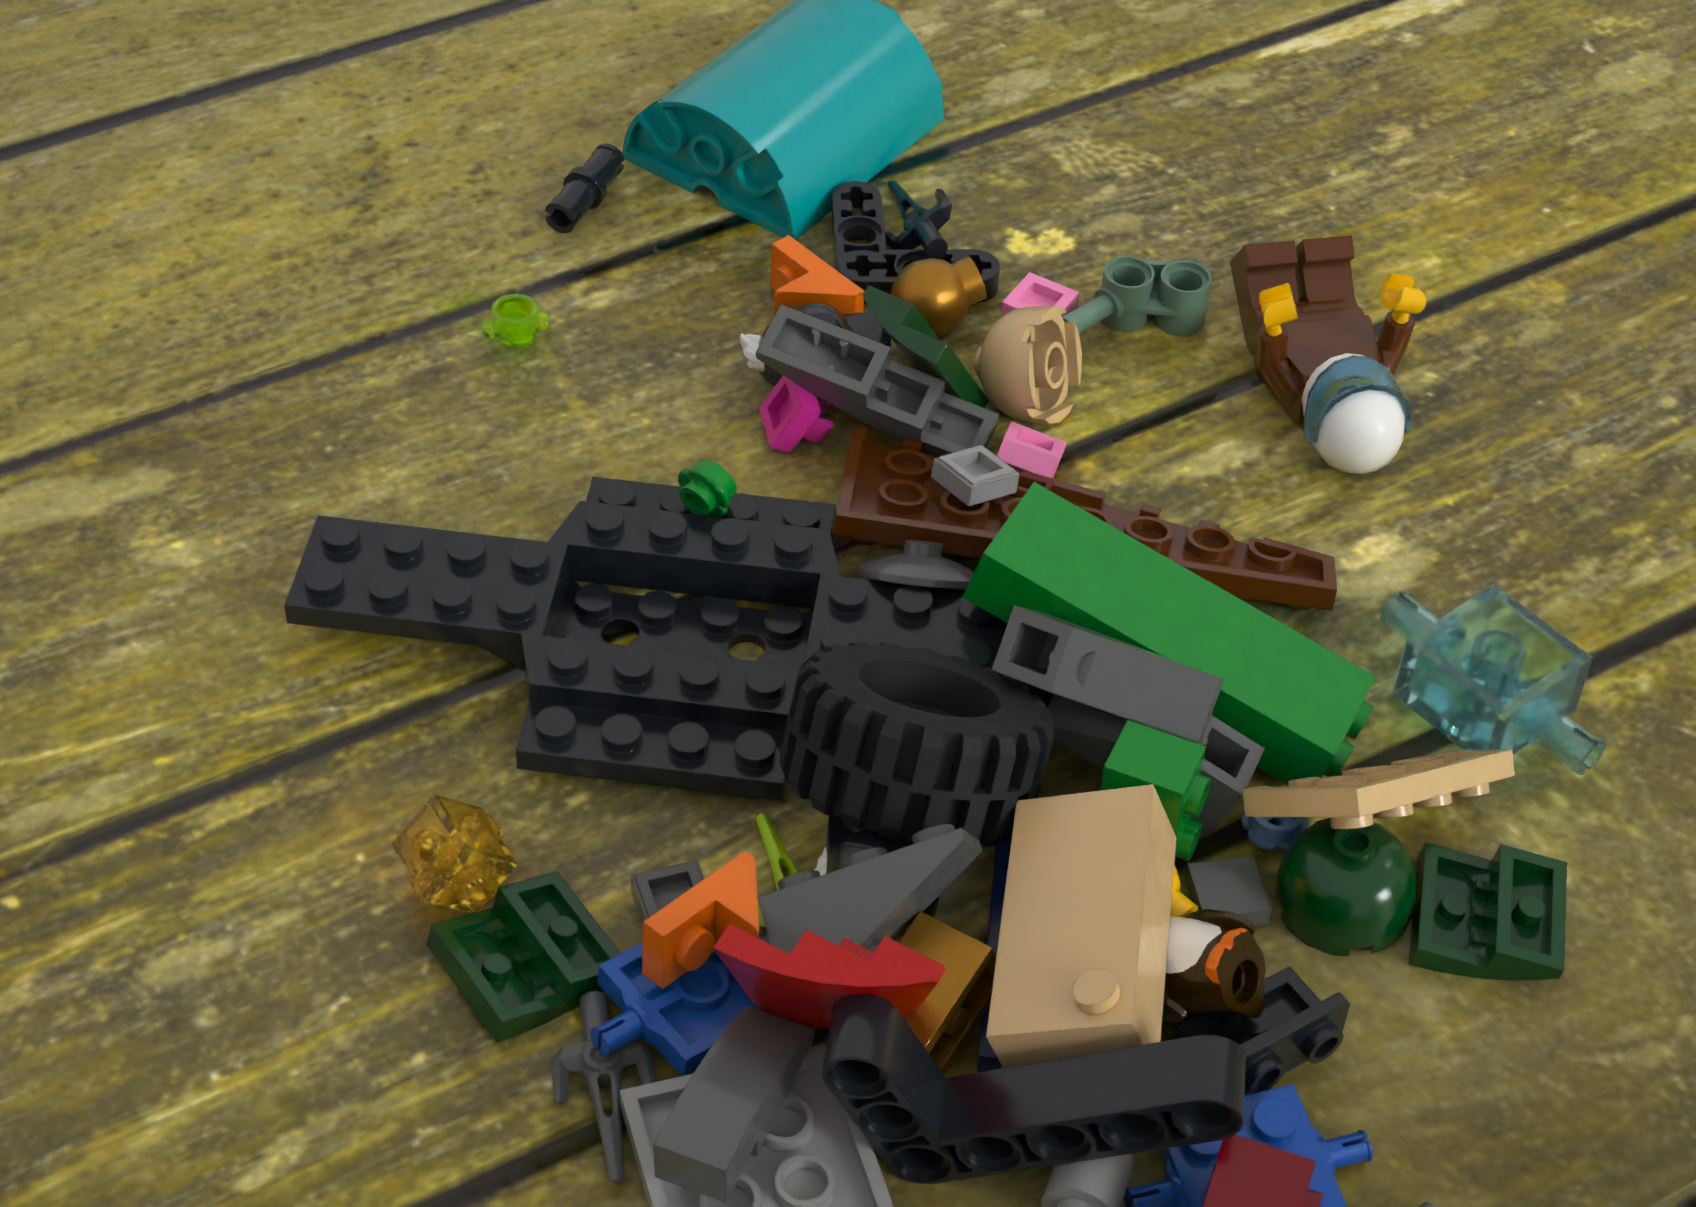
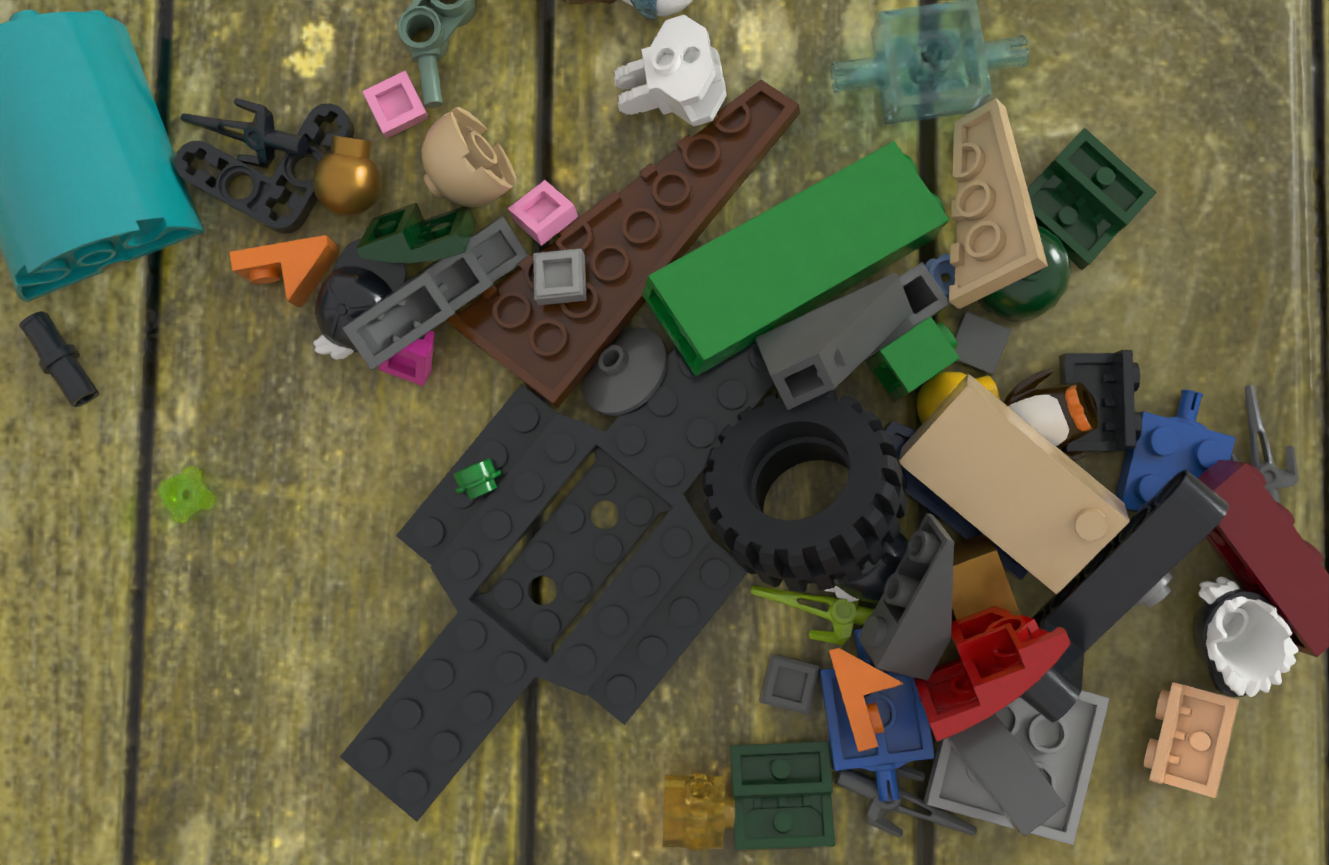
camera: 50 degrees left, 40 degrees up
(1268, 481) = (675, 75): none -> white hinge

